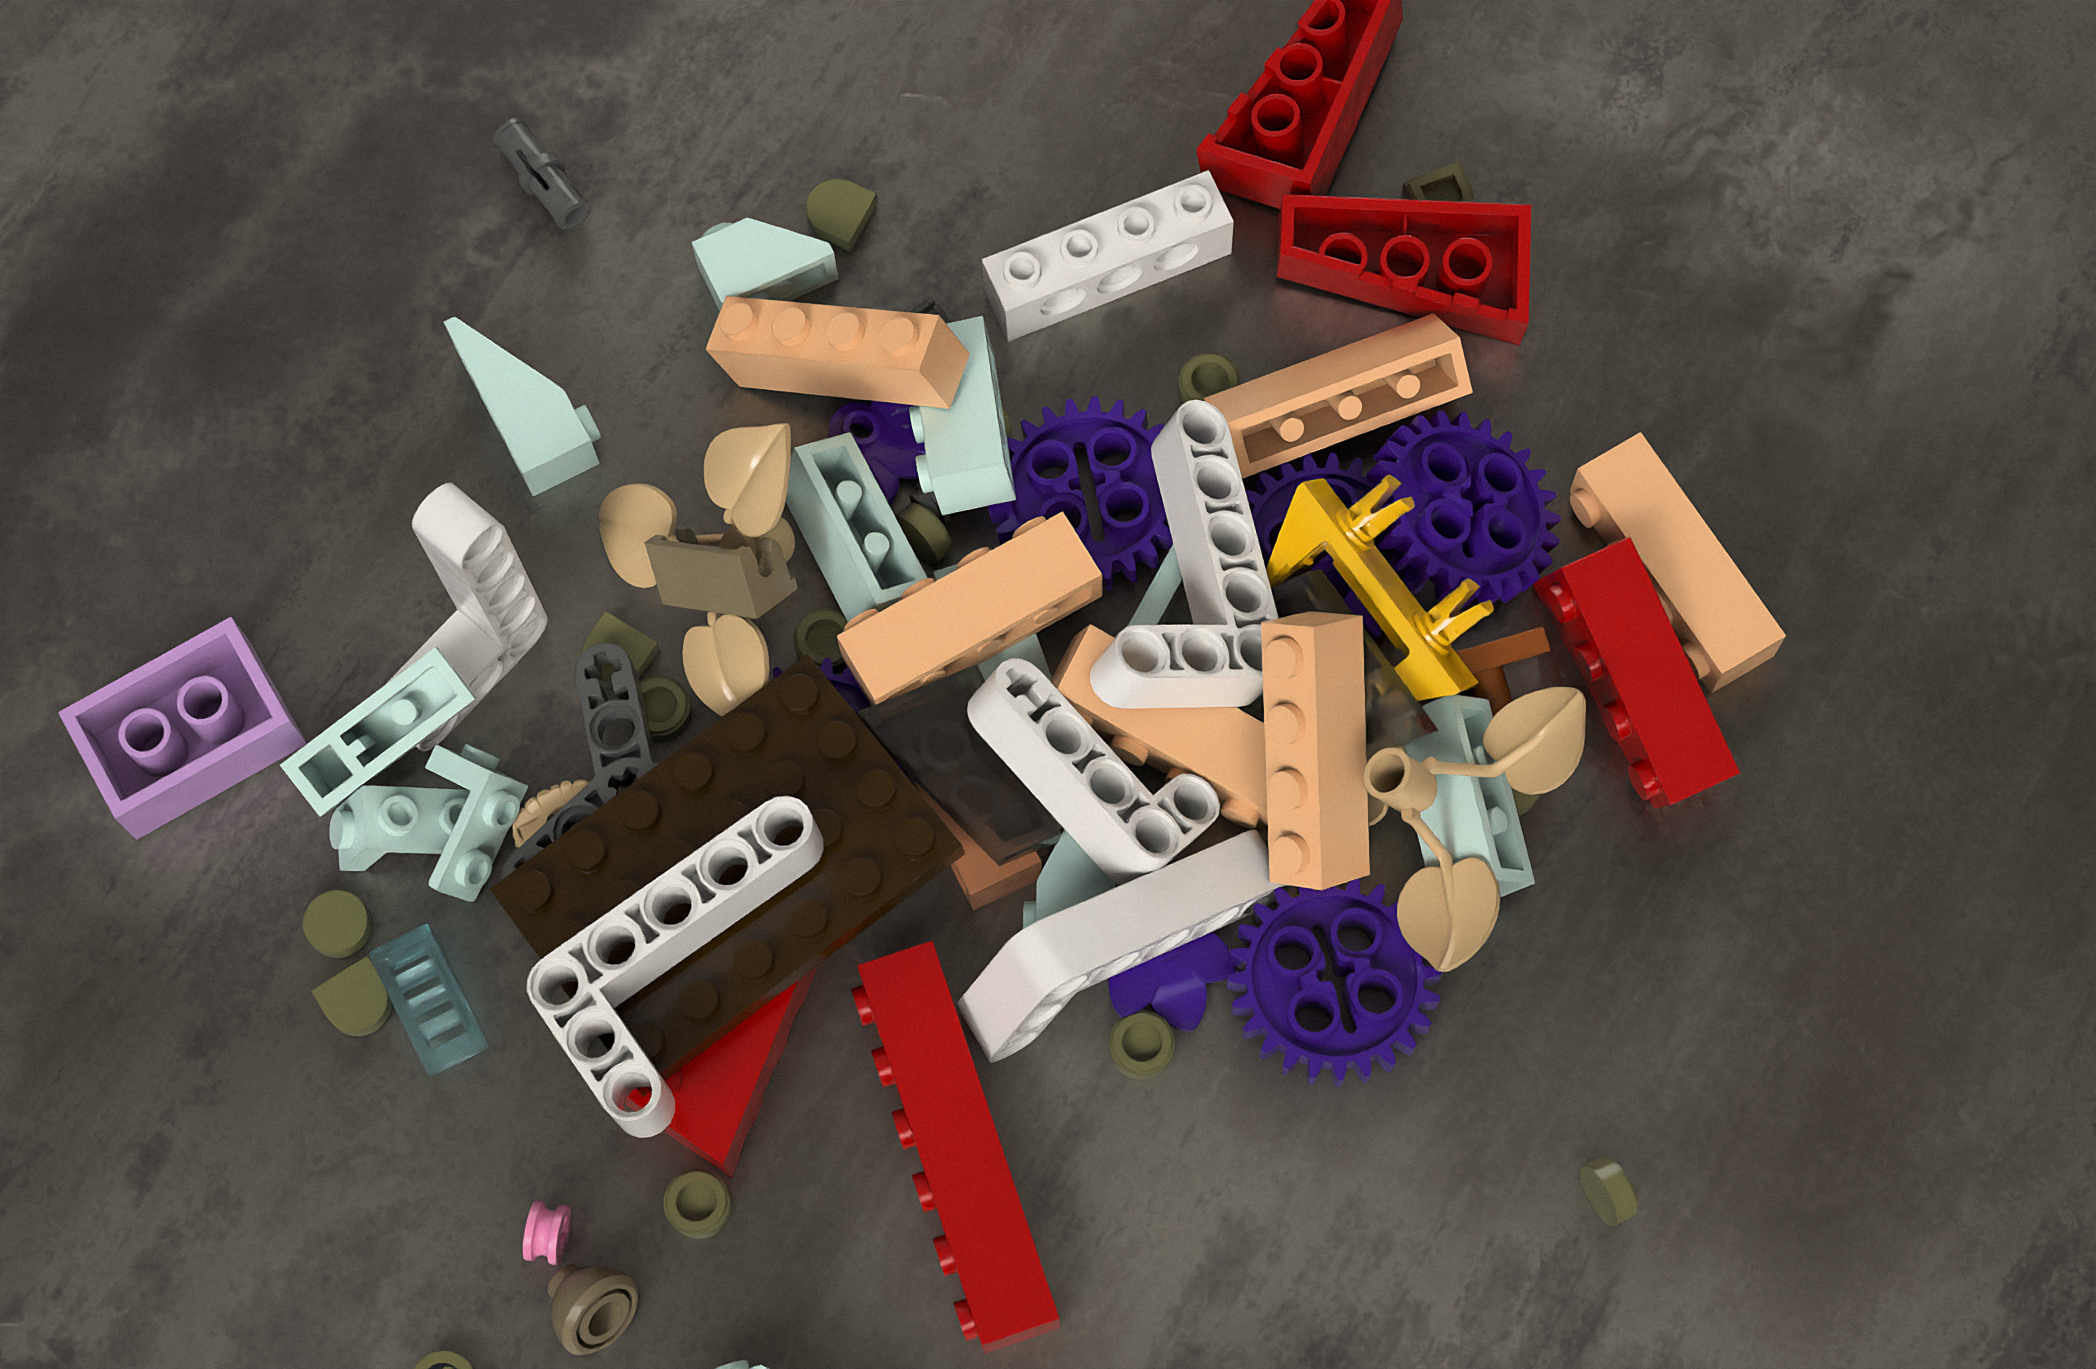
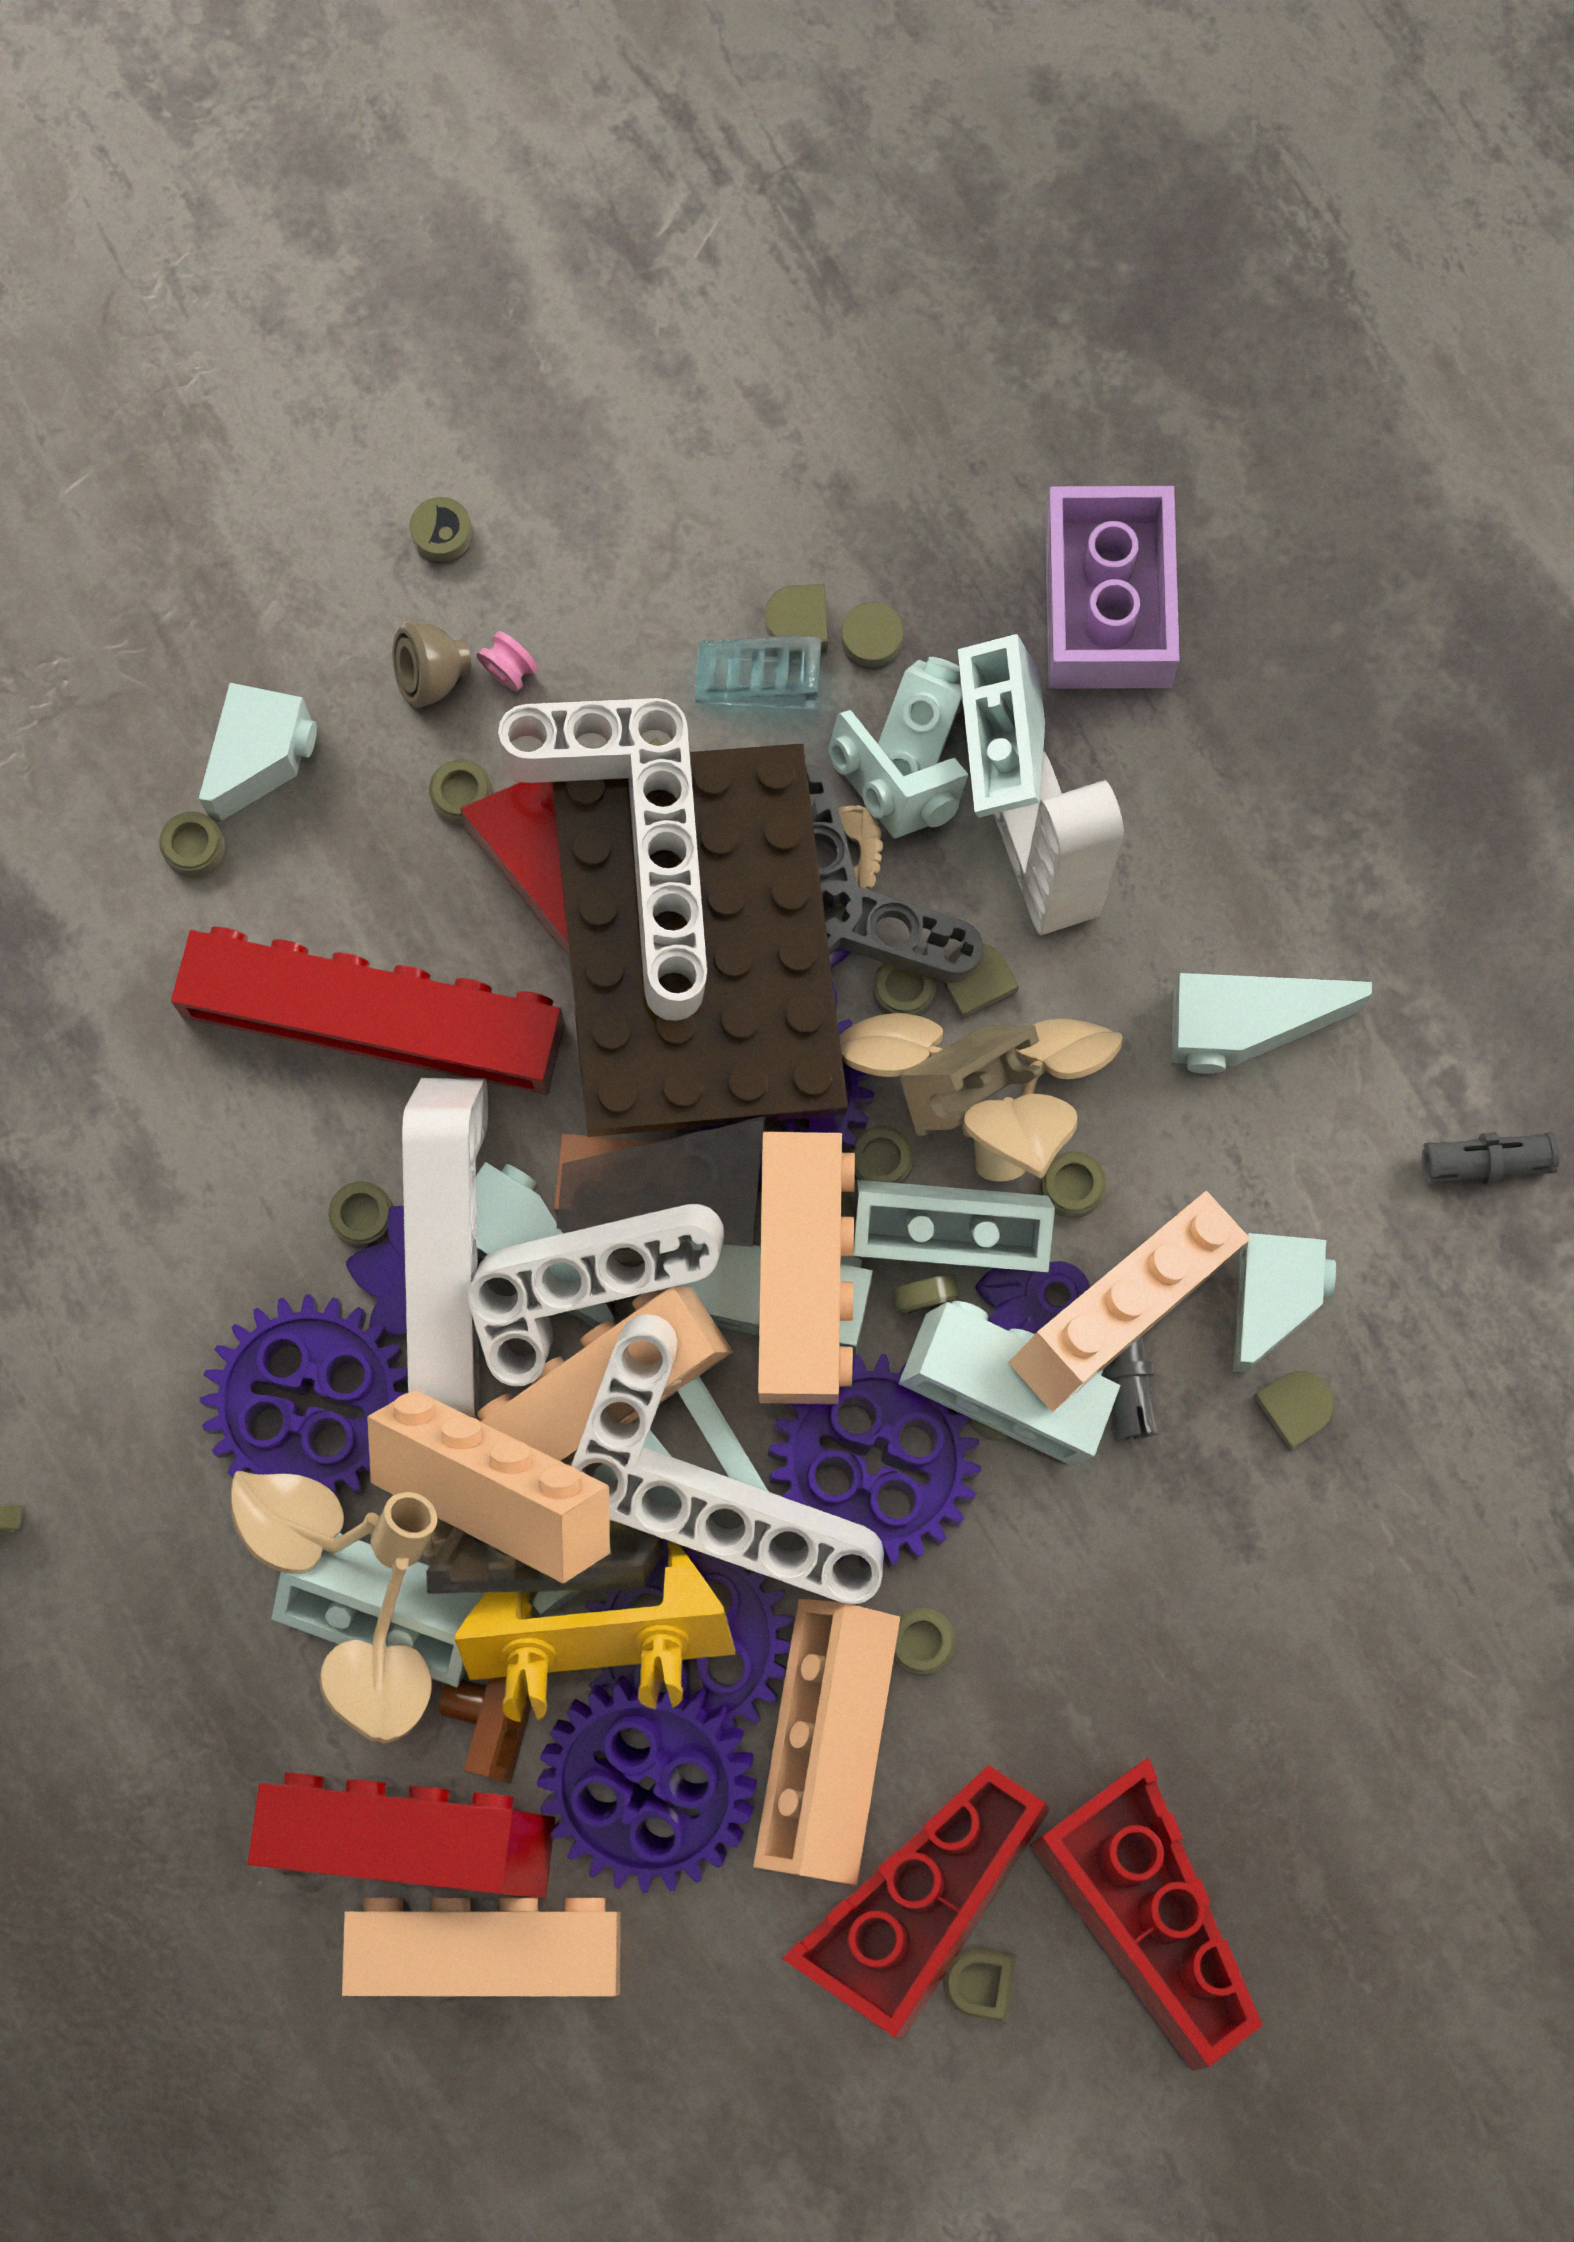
camera: 120 degrees right, 5 degrees up
(1108, 255) = (1098, 1618): white brick -> none

